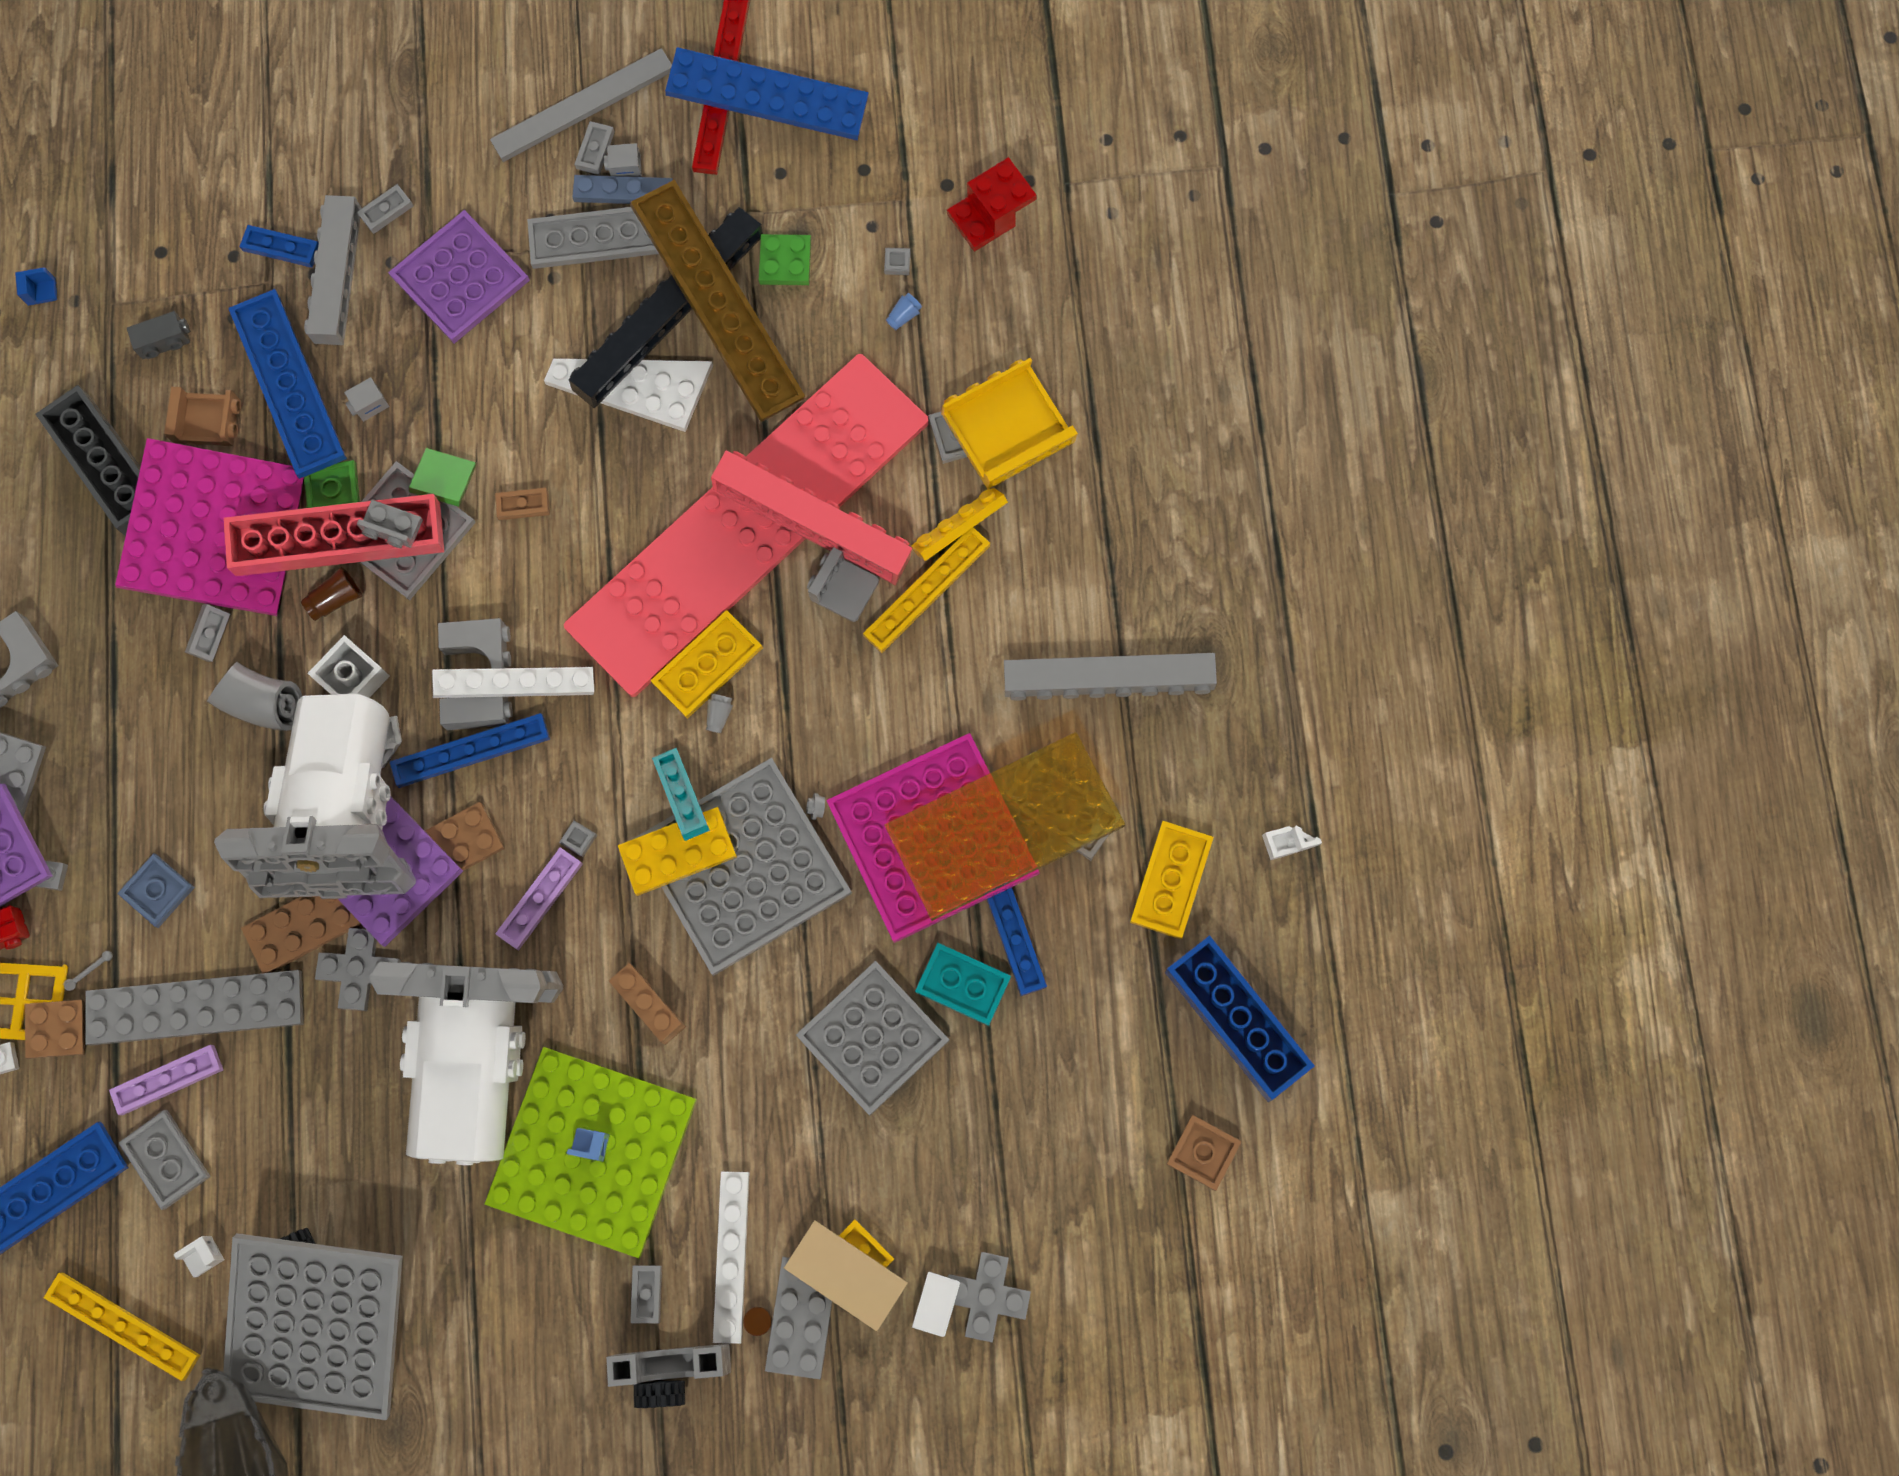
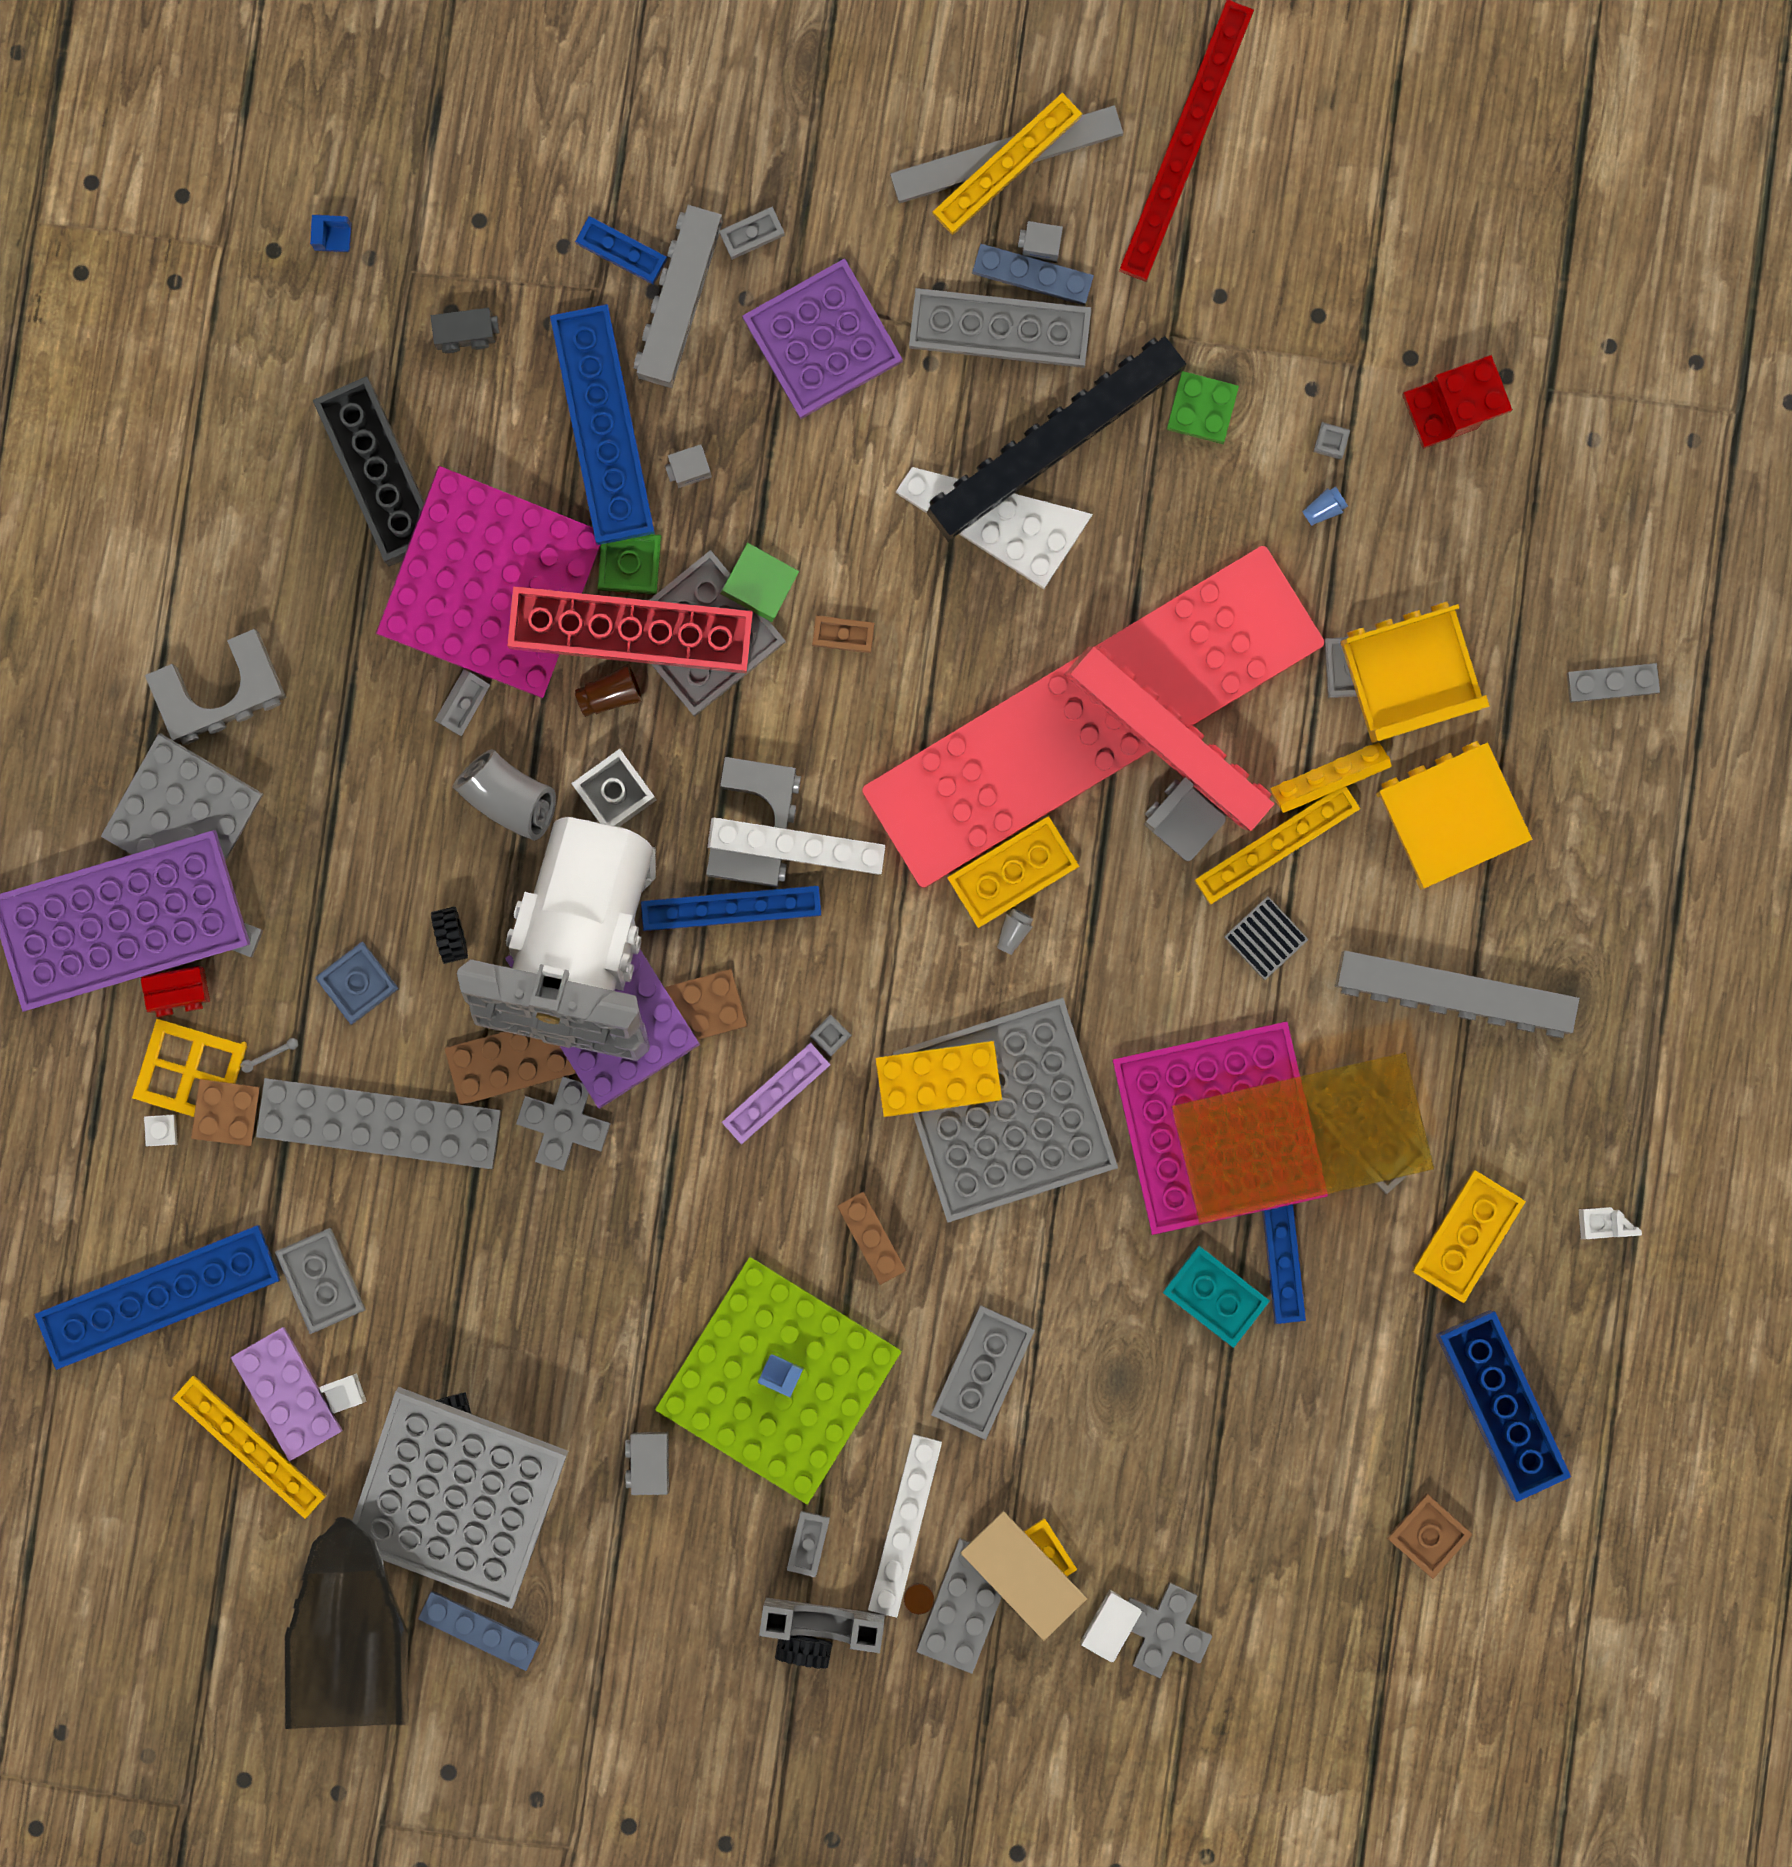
camera: 10 degrees right, 10 degrees up
(149, 1270) = (286, 1394): none -> lavender plate
(166, 1080) = (337, 1196): lavender plate -> none
(202, 418) = (498, 442): medium nougat panel -> none
(222, 818) = (449, 935): none -> black tyre
(361, 1448) = (479, 1630): none -> sand blue plate
(390, 524) = (699, 638): light grey bracket -> none
(462, 1053) = (669, 1247): white piece -> none
(486, 1254) = (648, 1463): none -> light grey brick
(582, 108) = (1007, 163): none -> yellow plate
(594, 147) = (1010, 214): light grey plate -> none
(680, 794) = (956, 1017): teal plate -> none
(717, 300) = (1117, 449): pearl gold plate -> none
(766, 93) = (1227, 197): blue plate -> none
(771, 1100) = (982, 1372): none -> light grey plate
(815, 806) = (1099, 1063): light grey plate -> none
(872, 1038) = (1105, 1331): light grey plate -> none
(936, 669) = (1266, 938): none -> tile
(1071, 530) = (1454, 814): none -> yellow panel
(1177, 396) = (1613, 682): none -> light grey plate

